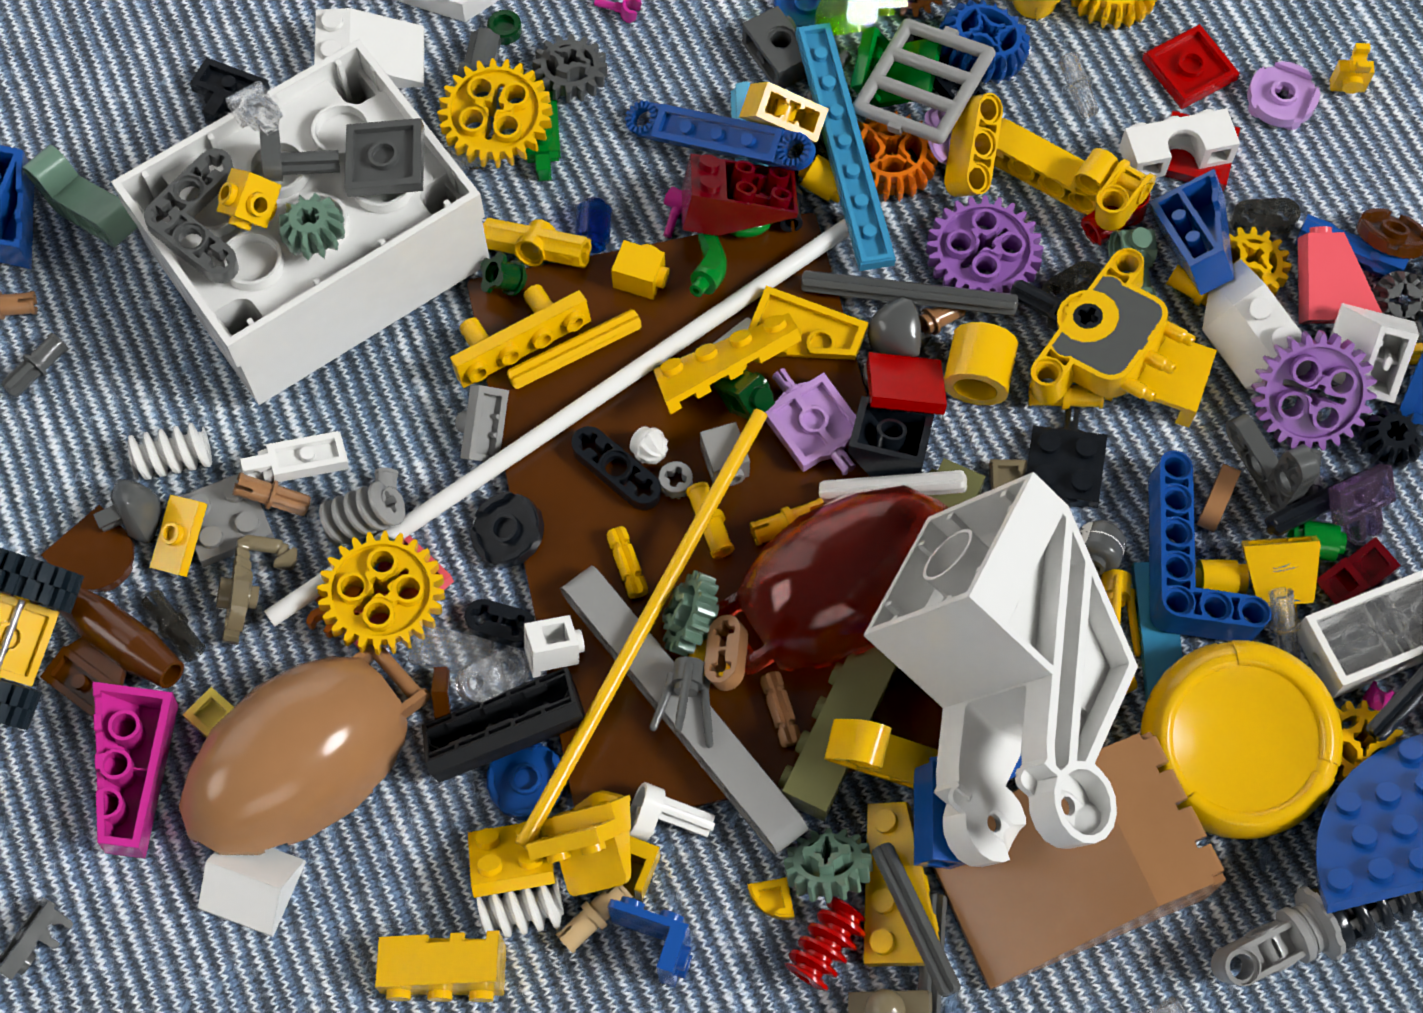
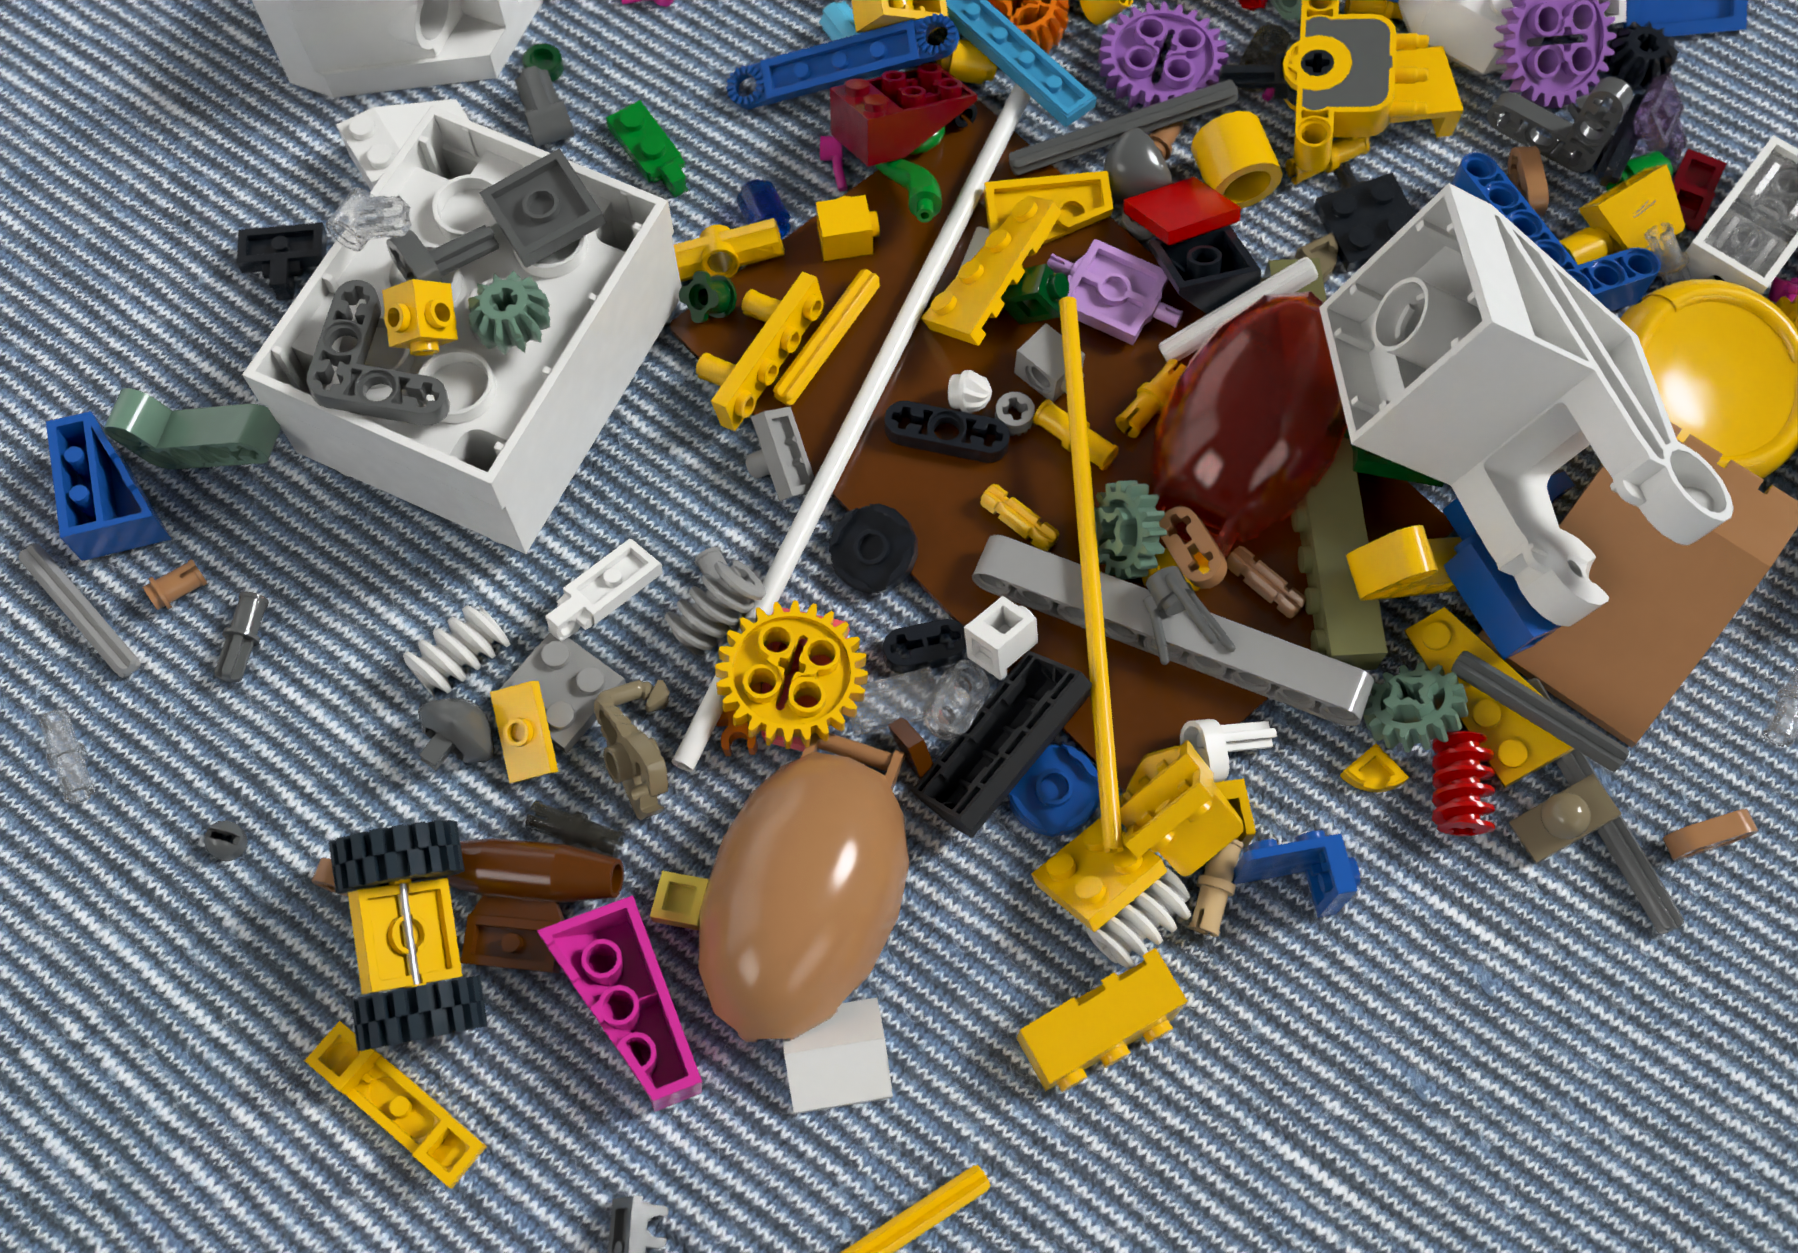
camera: 30 degrees left, 0 degrees up
(99, 556) = (431, 795): reddish brown tile -> none
(271, 494) = (600, 638): medium nougat axle -> none
(464, 107) = (632, 134): yellow gear -> none
(570, 68) = (641, 70): dark grey gear -> none

